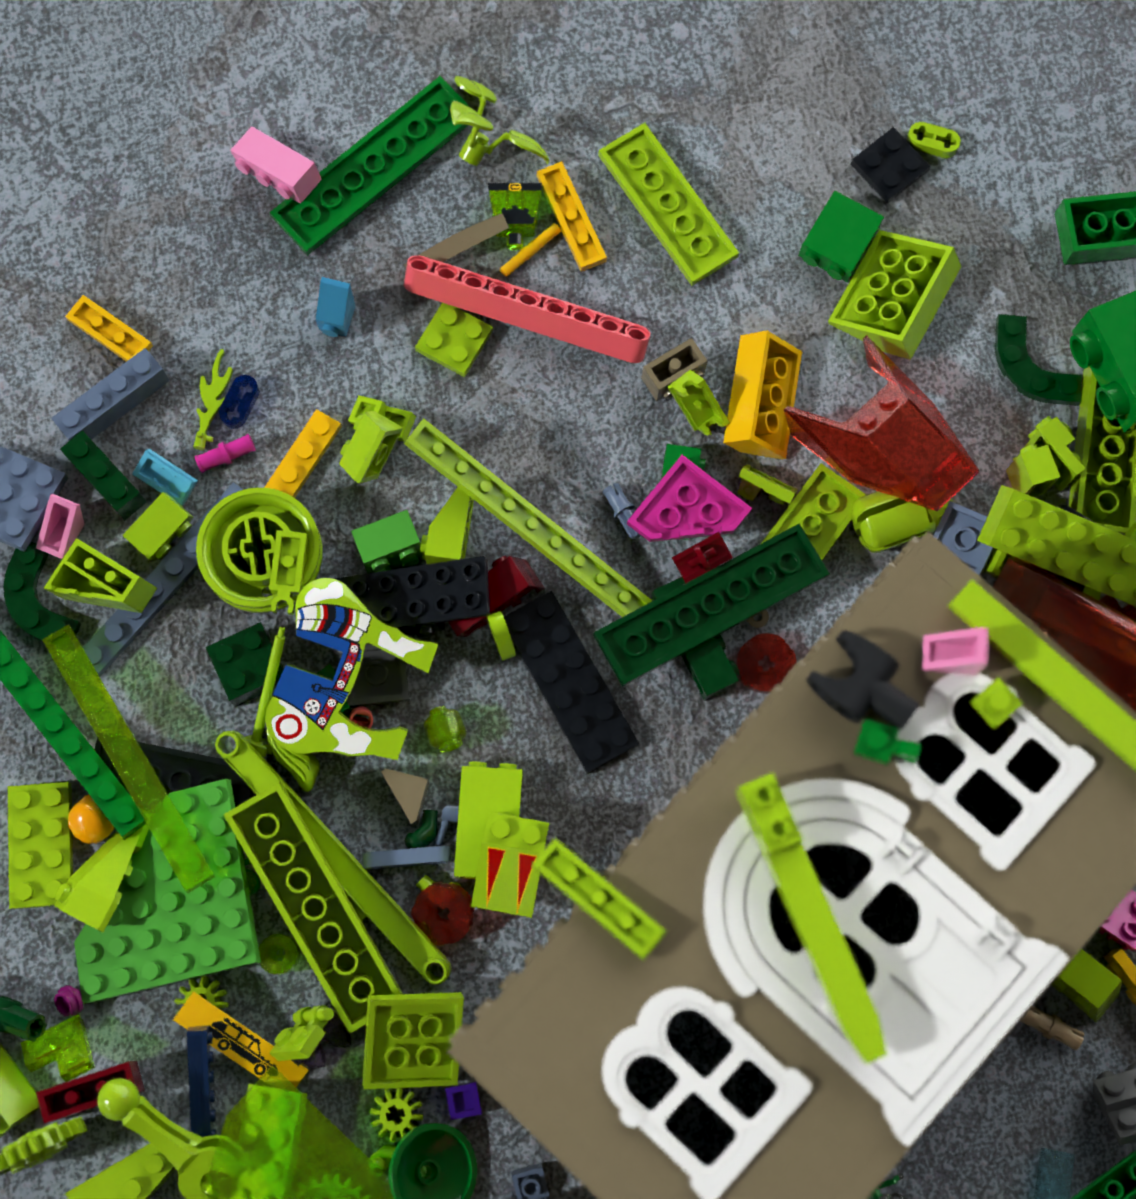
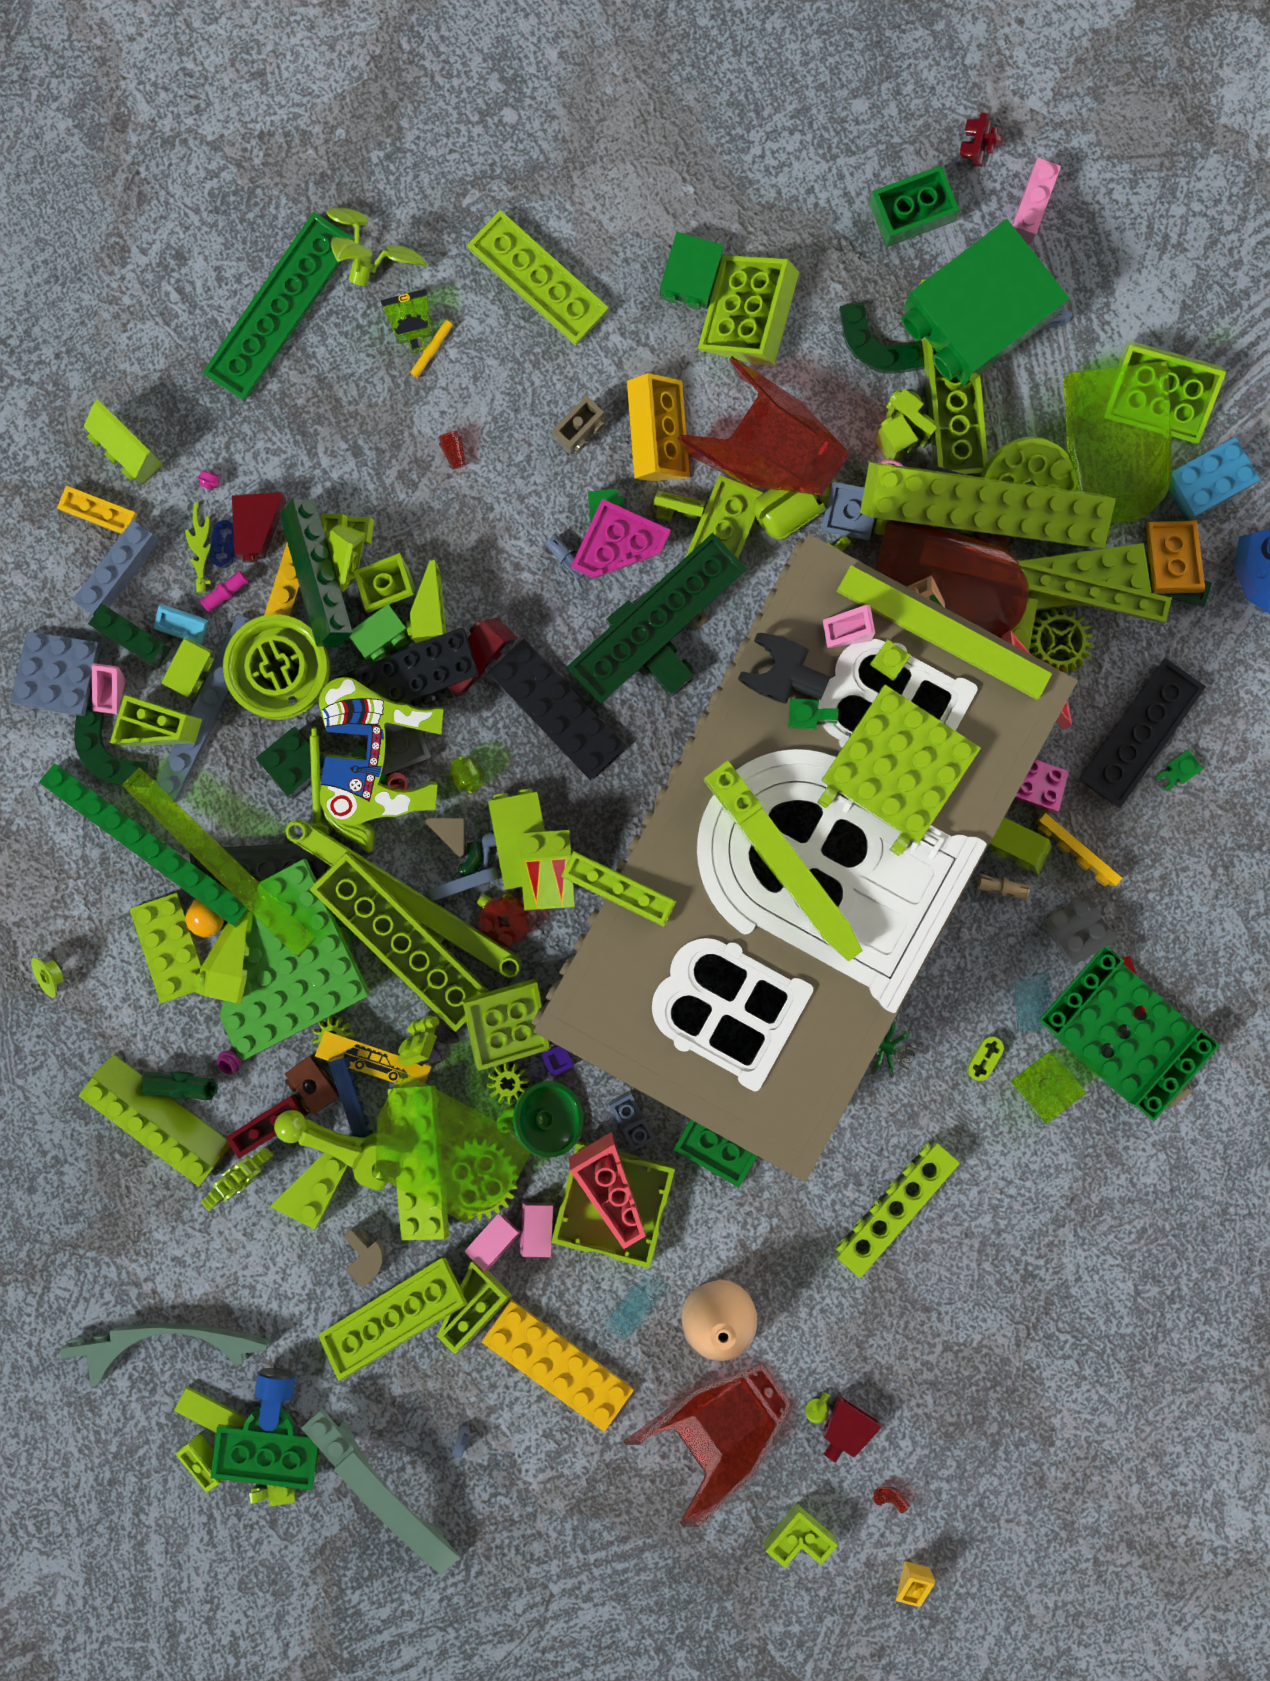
camera: 10 degrees left, 10 degrees up
(66, 1044) = (237, 1095): clear neon green plate -> none
(157, 264) = (120, 444): none -> lime slope
(175, 1065) = (326, 1089): none -> copper brick
(243, 328) = (208, 480): none -> dark pink plate
(268, 956) = (376, 990): clear neon green head -> none
(275, 165) = (195, 330): bright pink brick -> none
(281, 387) = (255, 523): none -> dark red slope
(287, 567) = (304, 677): lime plate -> none
(334, 307) = (280, 444): dark azure slope -> none
(334, 457) = (315, 573): none -> dark green brick
(408, 487) = (384, 582): none -> lime slope
(454, 339) = (387, 443): lime plate -> none
(466, 239) = (367, 361): dark tan sticker -> none
(501, 635) = (492, 687): lime beam -> none
(525, 519) = (486, 587): lime plate -> none
(526, 309) = (441, 403): coral beam -> none
(526, 361) = (452, 447): none -> clear red cone
(571, 216) = (458, 310): yellow plate -> none
(697, 402) = (604, 449): lime hinge -> none
(702, 557) = (639, 581): dark red hips -> none
(753, 651) = (701, 646): clear red plate -> none
(890, 165) = (719, 194): black plate -> none
(933, 139) = (751, 161): lime beam -> none
(981, 835) = (899, 766): none -> lime plate

